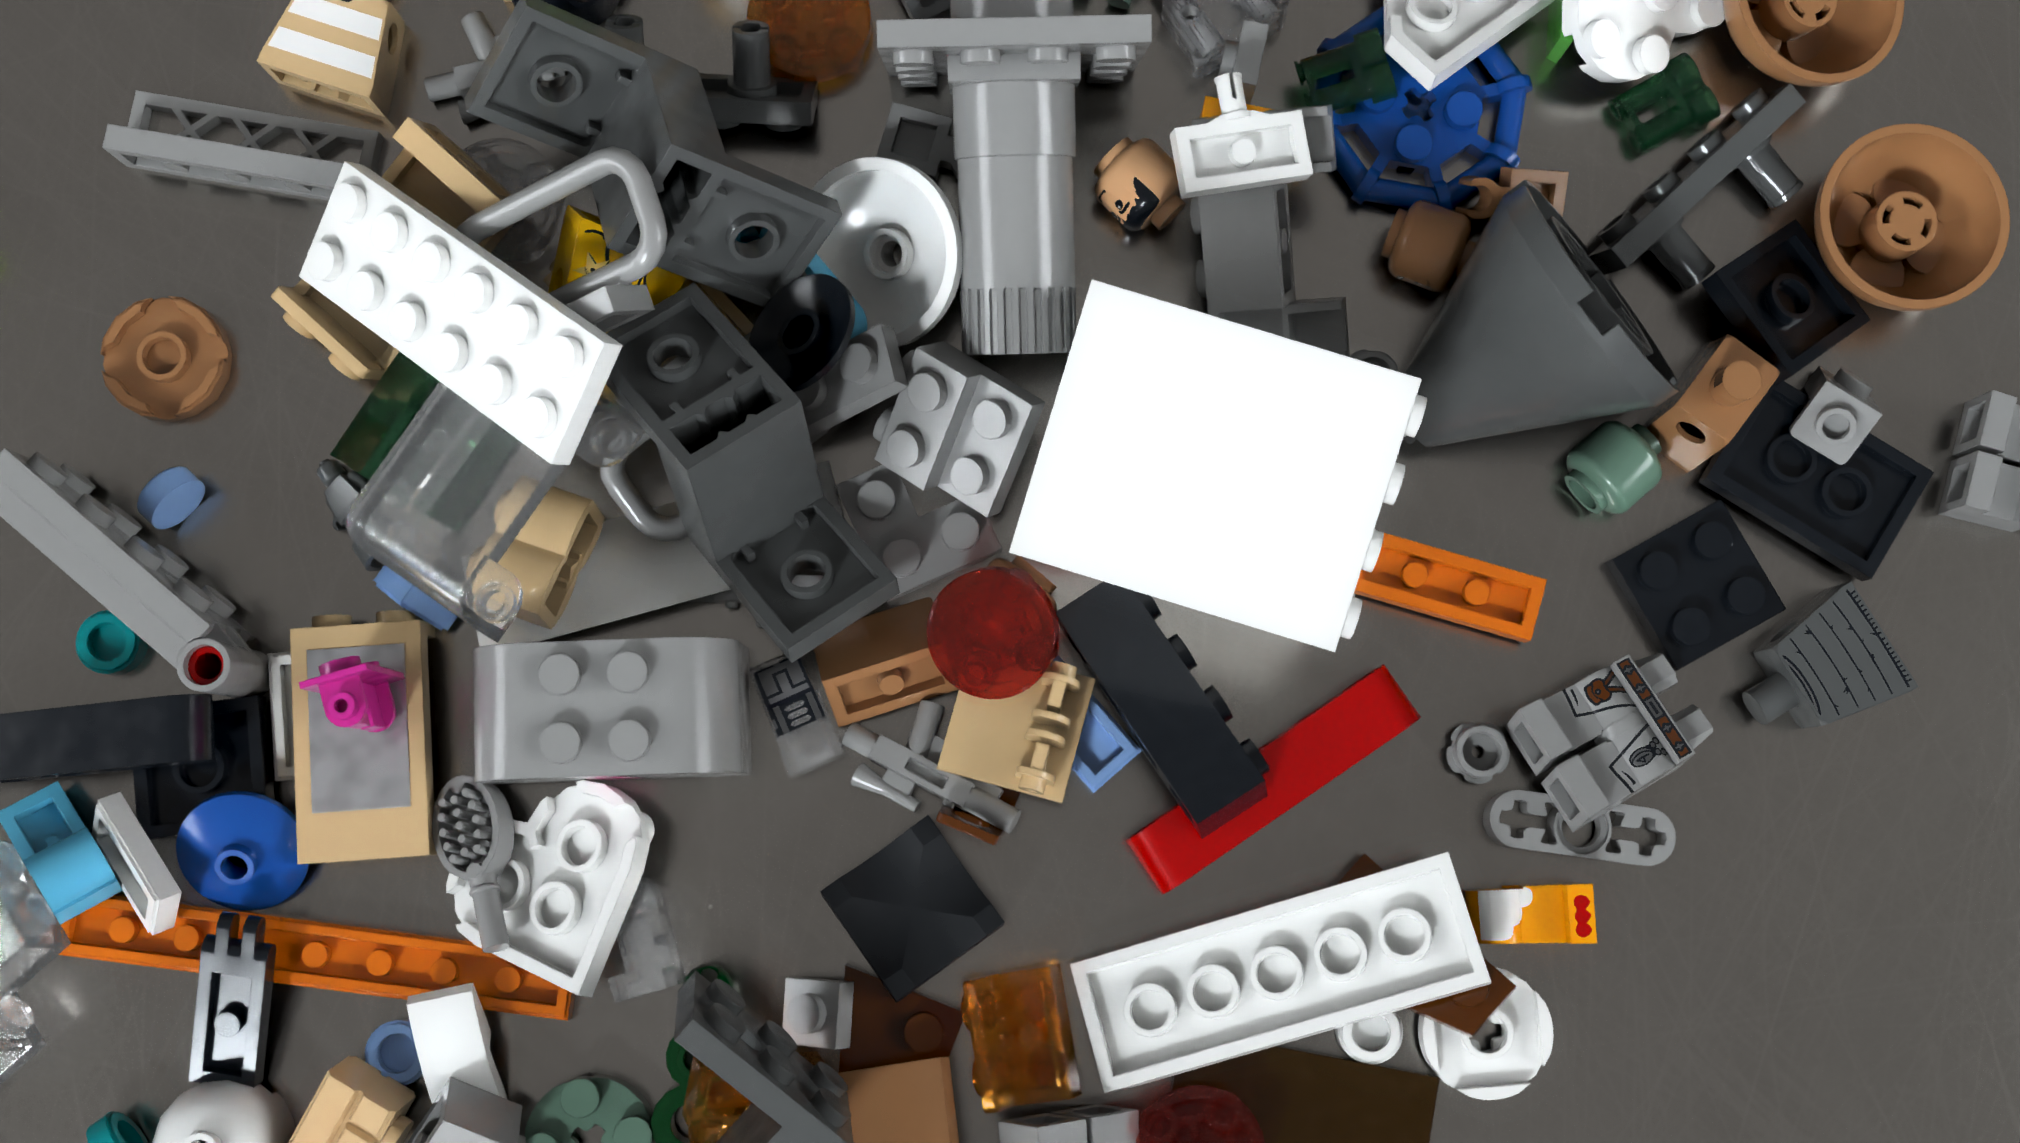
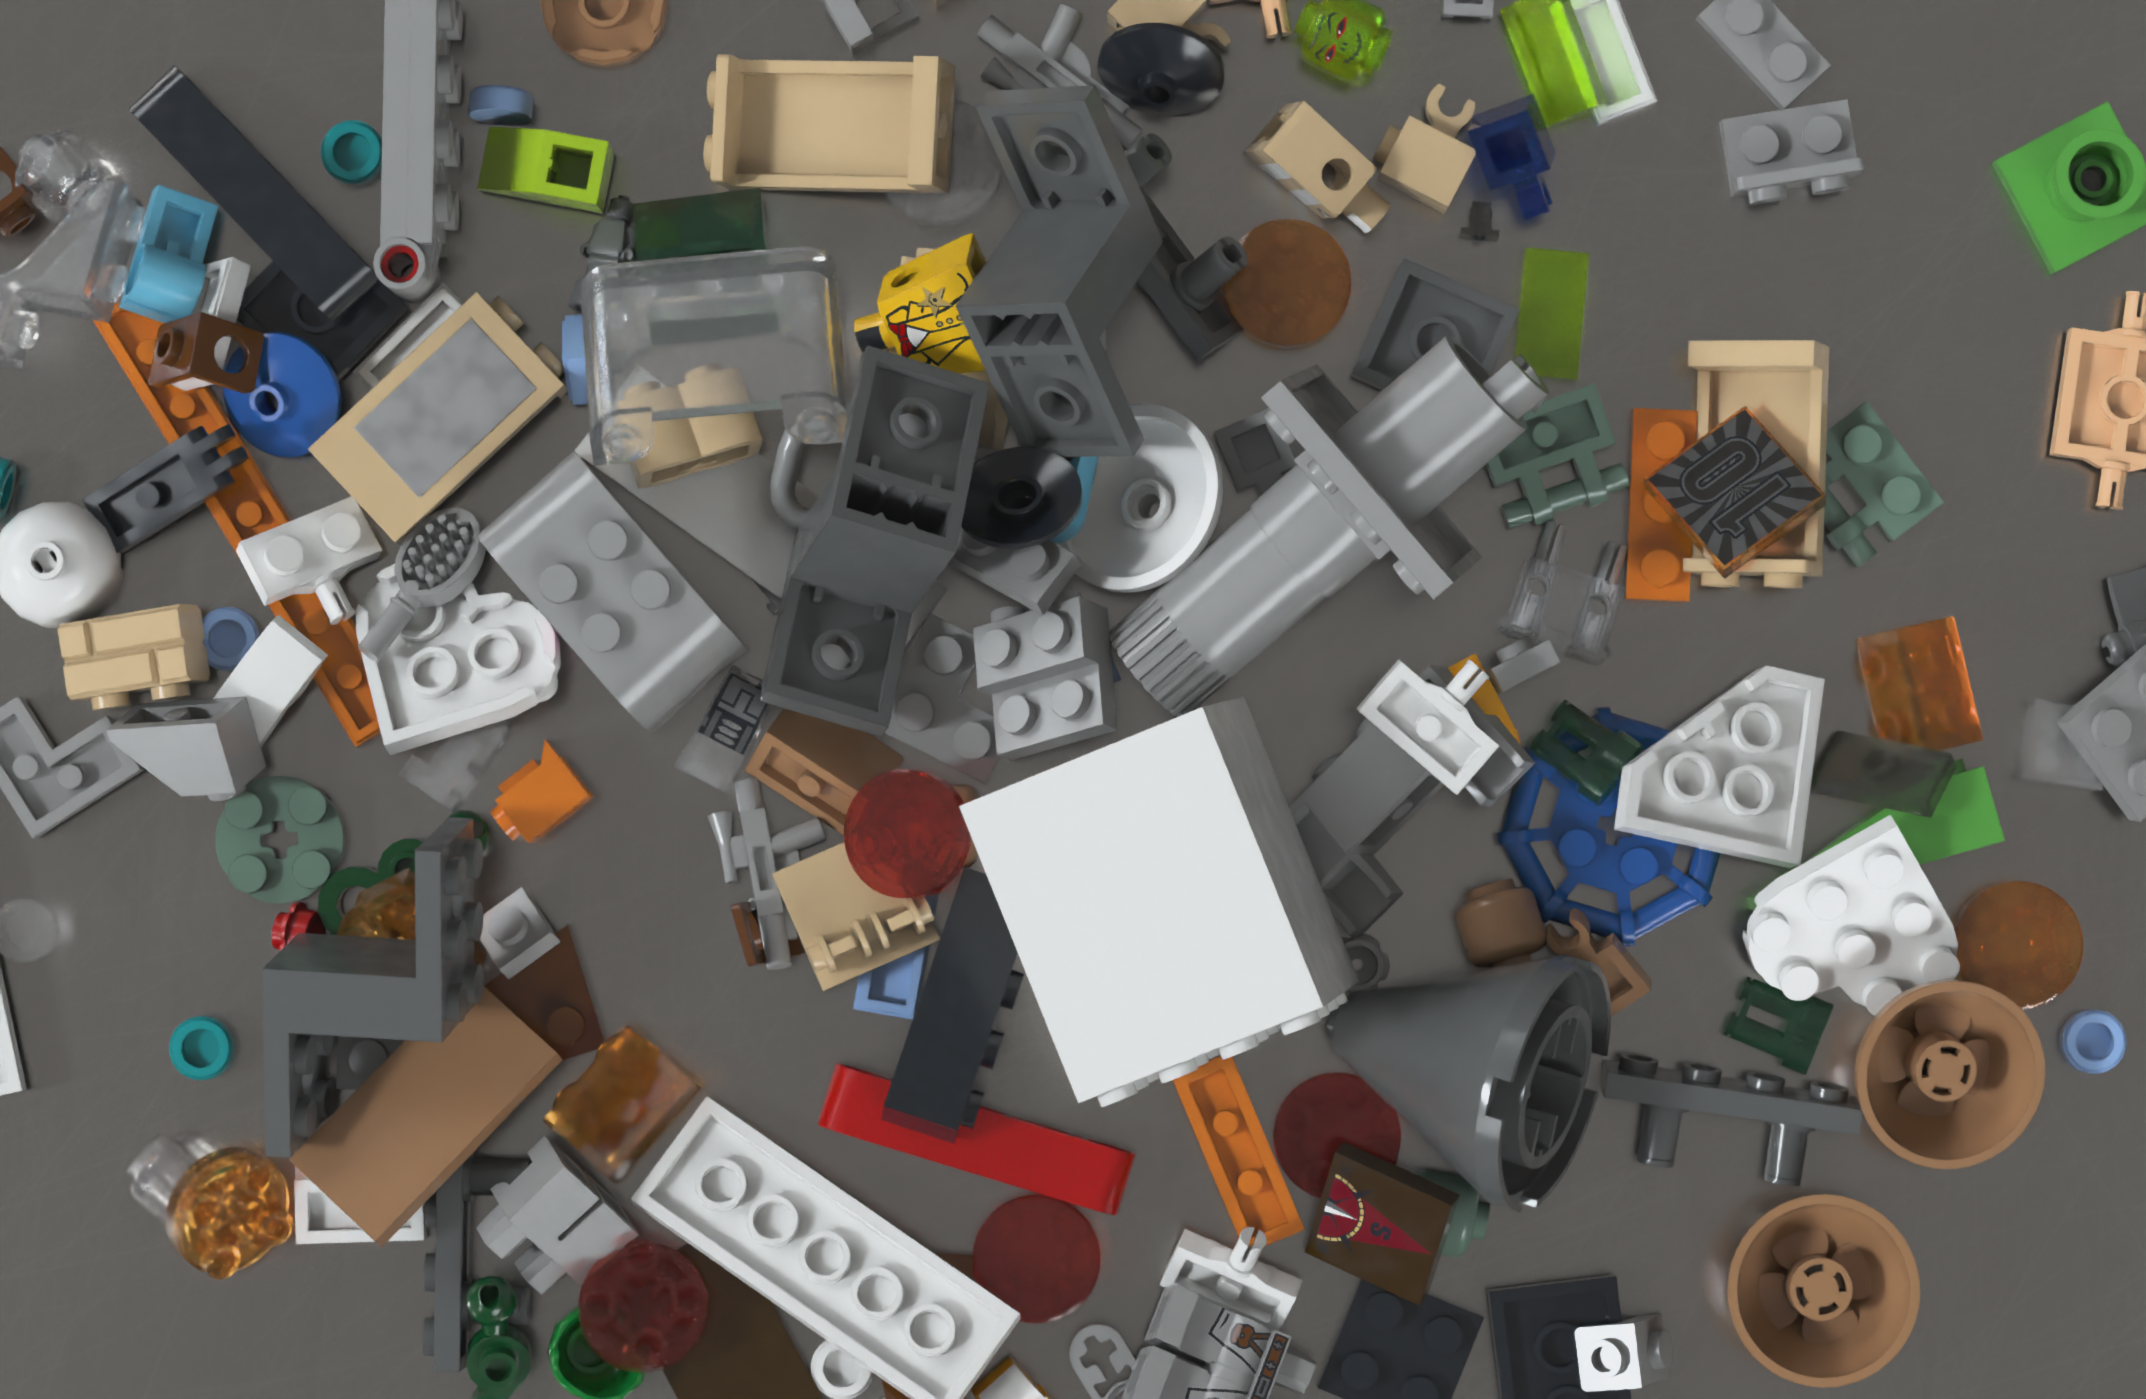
camera: 55 degrees right, 5 degrees up
(136, 893) = (187, 350): none -> reddish brown bracket
(246, 496) = (547, 167): none -> lime slope
(356, 693) = (470, 397): dark pink hinge -> none
(386, 932) = (311, 556): none -> white plate
(460, 313) = (817, 226): white plate -> none
(607, 293) = (896, 320): light grey bar -> none
(726, 905) = (539, 796): none -> orange window
(912, 909) = (650, 941): black brick -> none
(1139, 184) = (1362, 653): light nougat head -> none
(1404, 805) = (1037, 1257): none -> clear red tile
(1489, 500) = (1323, 1115): none -> clear red tile
(1494, 757) = (1131, 1299): light grey plate -> none
(1542, 664) = (1233, 1277): none -> white plate
(1594, 511) = (1381, 1223): none -> dark brown tile
(1715, 396) = (1551, 1246): medium nougat torso -> none
(1785, 301) = (1681, 1244): black plate -> none

